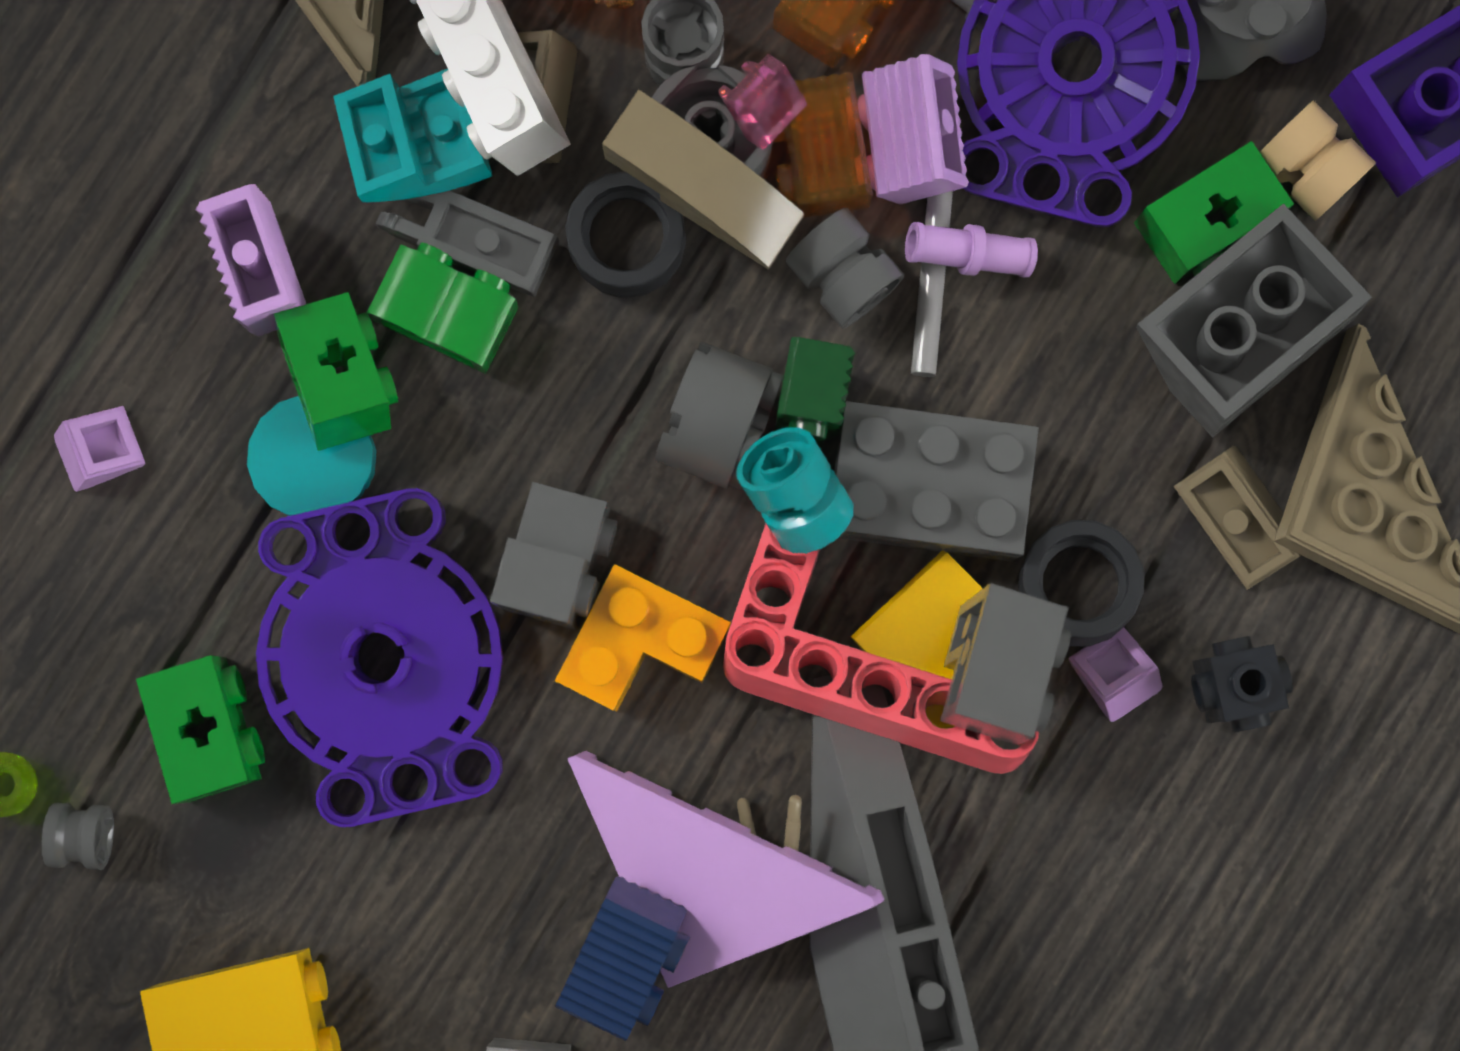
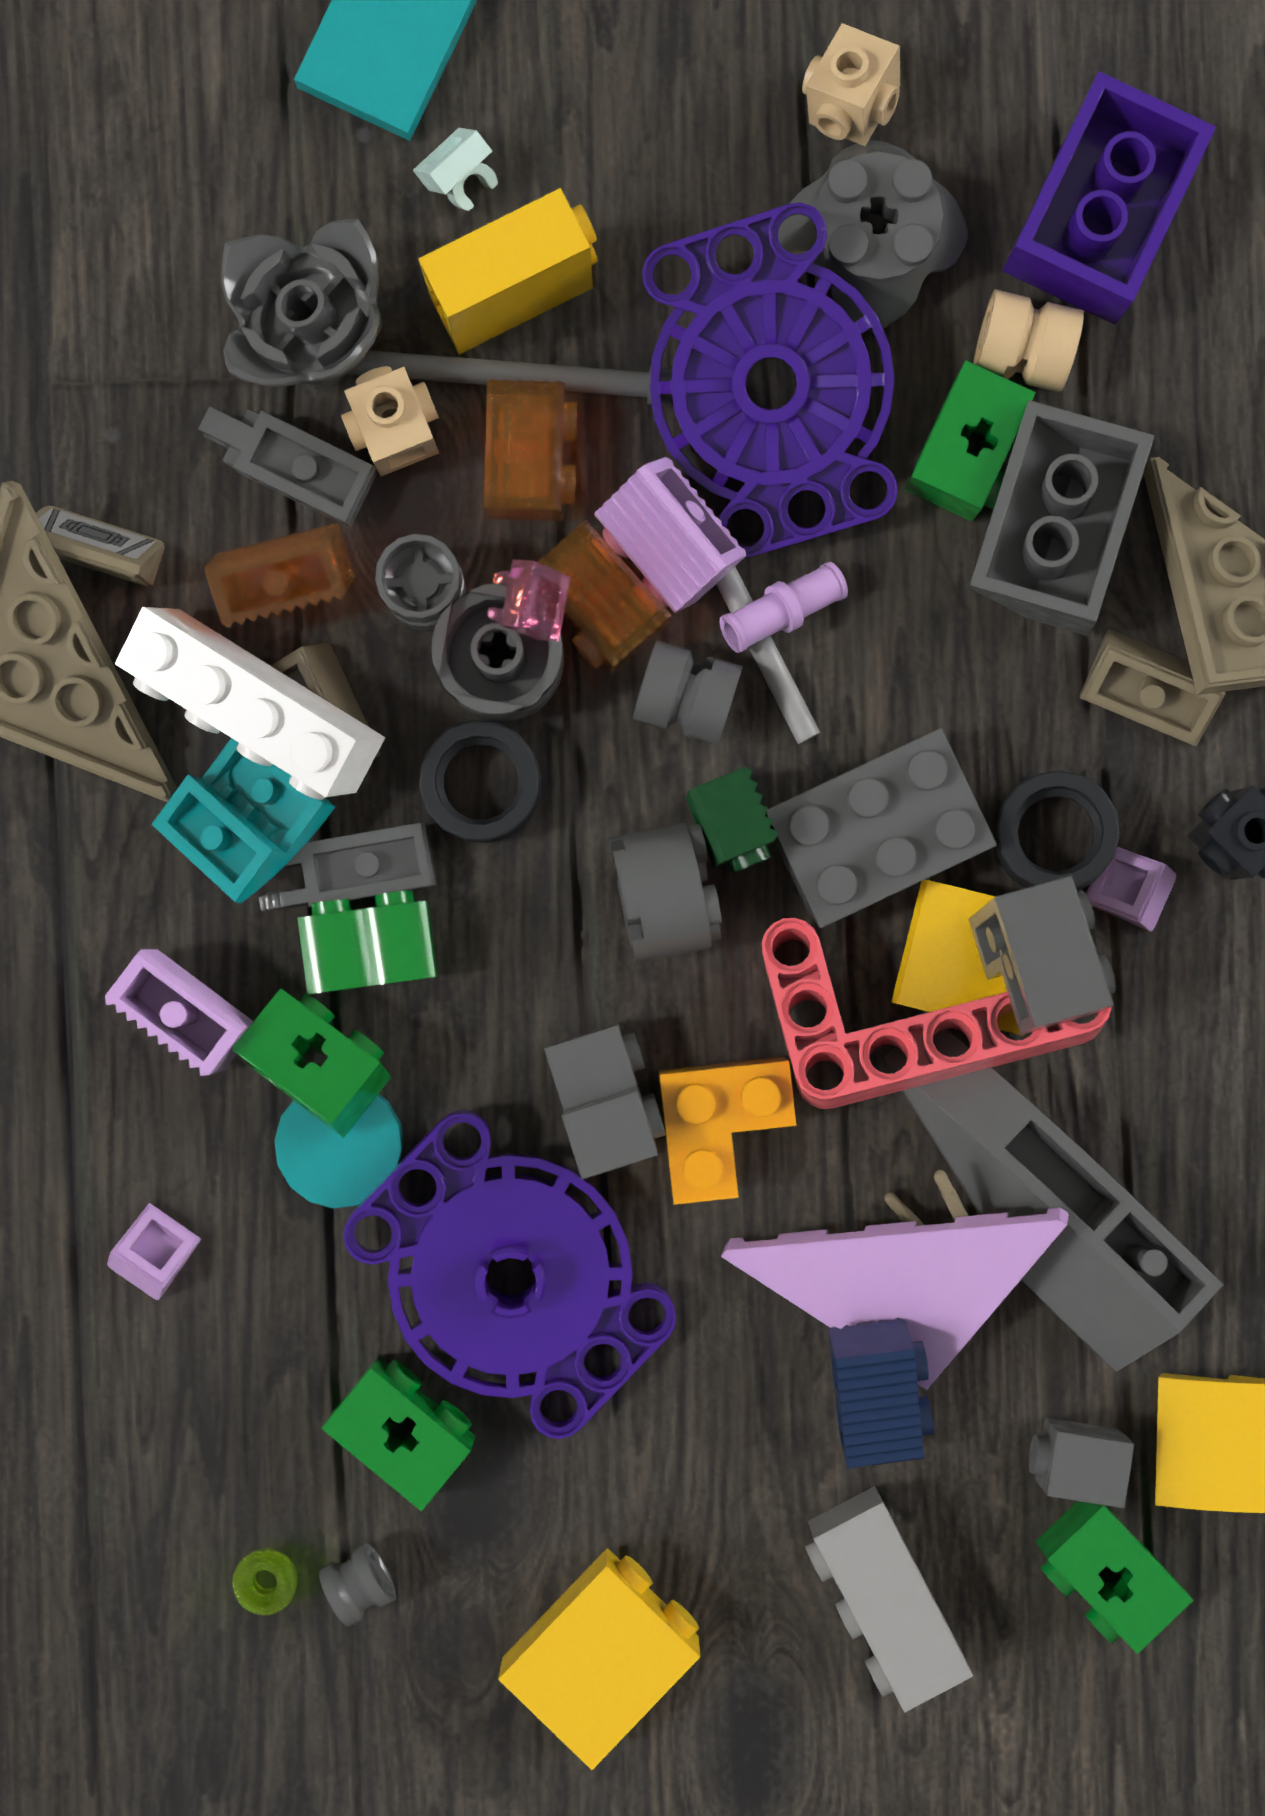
camera: 30 degrees left, 5 degrees up
(701, 179) = (525, 703): dark tan slope -> none
(795, 490) = (776, 919): teal wheel -> none

